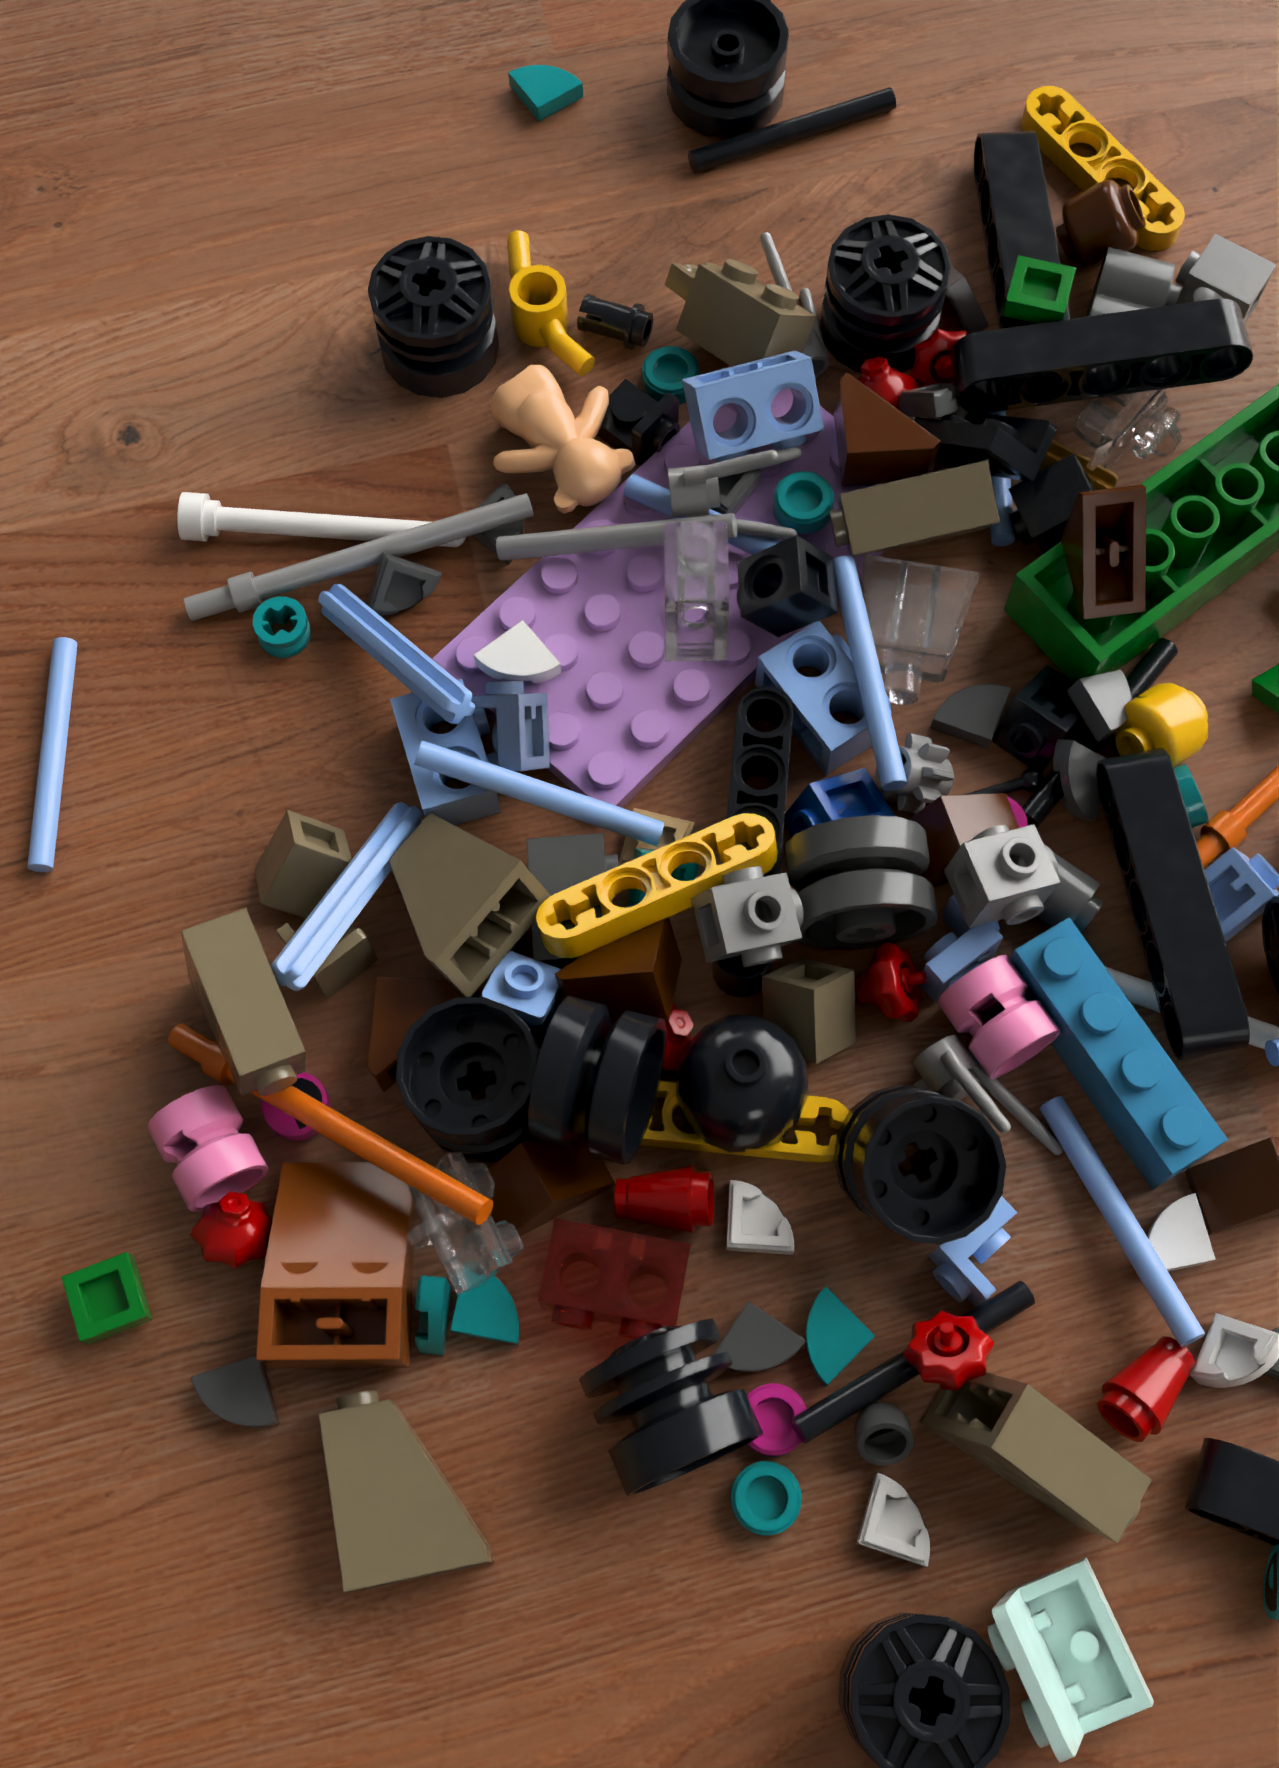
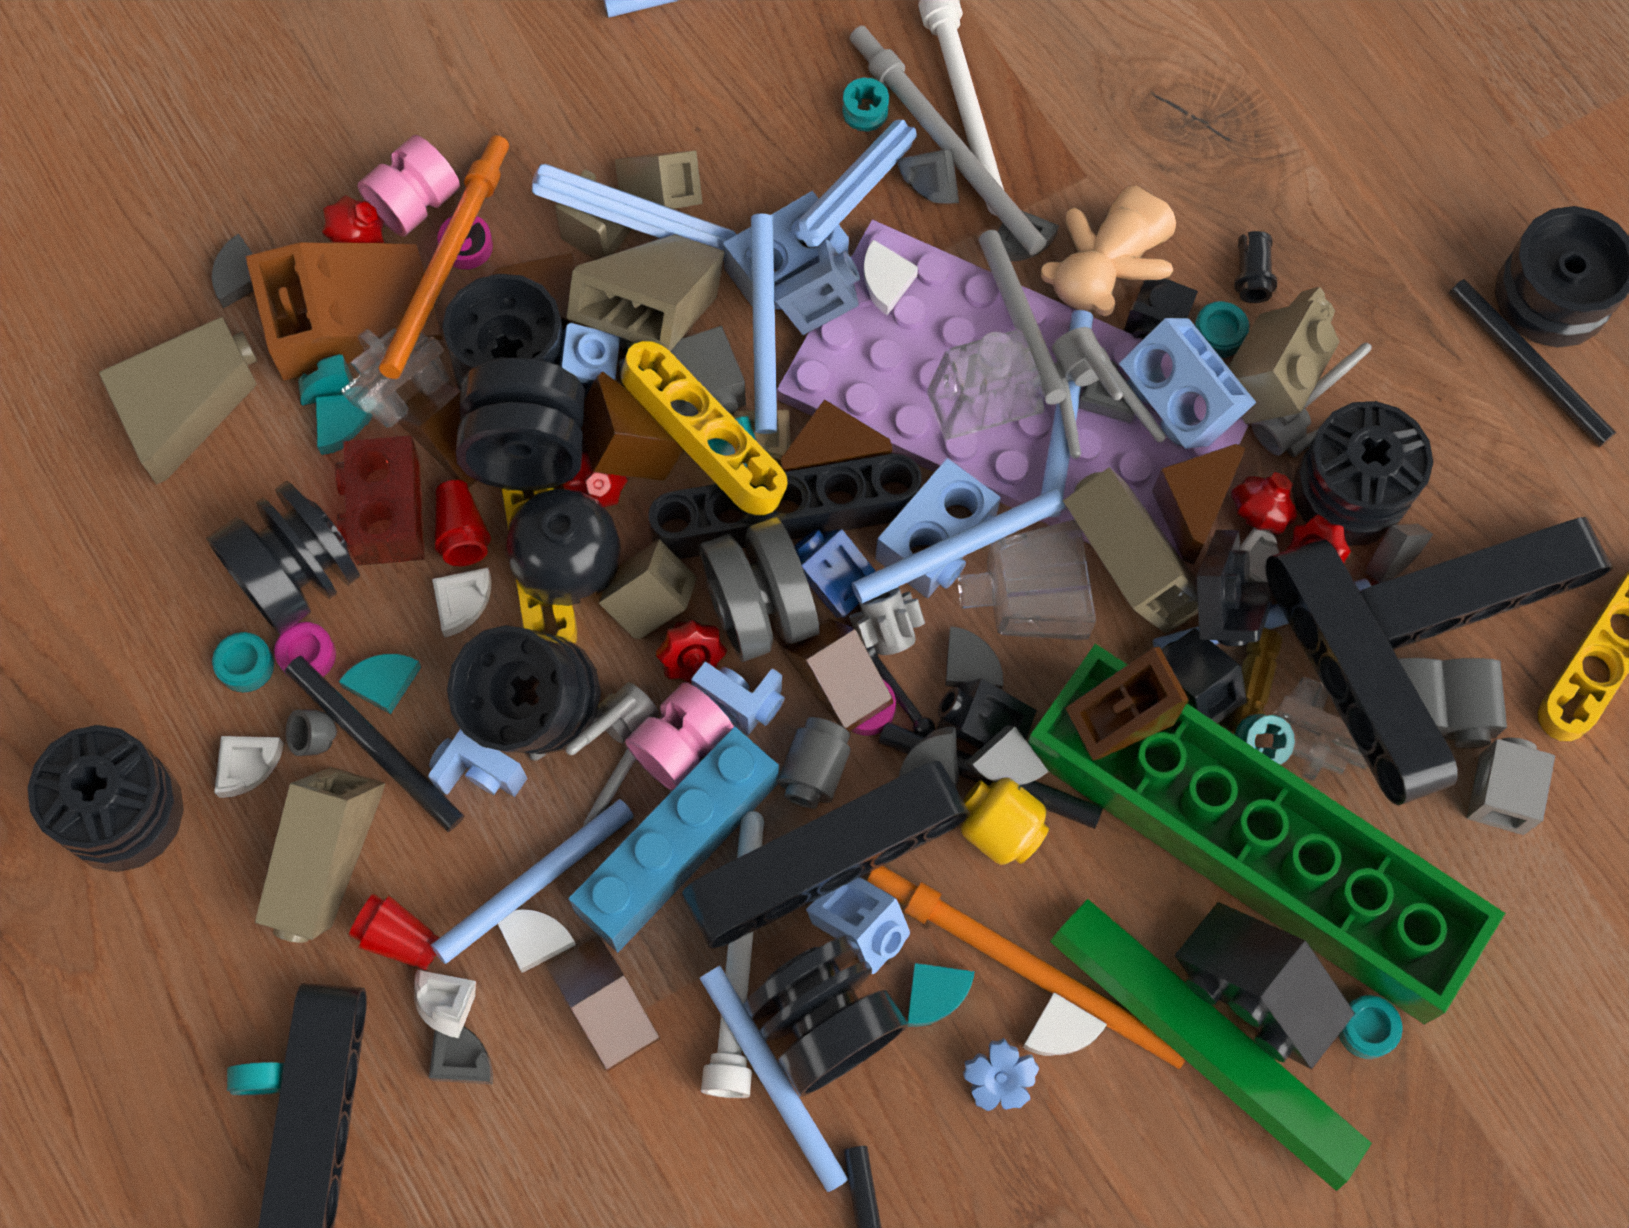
camera: 70 degrees right, 0 degrees up
(107, 1298) = (283, 160): green plate -> none
(243, 1003) = (499, 169): dark tan slope -> none
(434, 316) = (1189, 117): black wheel -> none
(541, 307) = (1237, 217): yellow piece -> none
(545, 88) = (1482, 144): teal tile -> none
(693, 769) = (833, 438): none -> reddish brown slope
(748, 917) = (669, 486): light grey brick -> none
(758, 1341) = (362, 622): dark grey tile -> none
(787, 586) = (1014, 457): black brick -> none
(803, 502) = (1121, 453): teal tile -> none
(929, 401) = (1259, 537): dark grey tile -> none
(948, 1350) = (377, 754): red piece -> none
(1002, 875) = (796, 675): light grey brick -> none
(1038, 291) = (1402, 594): green plate -> none
(1067, 1657) = (154, 897): light aqua bracket -> none
(1098, 220) = (1533, 653): reddish brown head -> none
(1132, 464) = (1282, 735): none -> teal bush
(1191, 796) = (942, 857): teal tile -> none

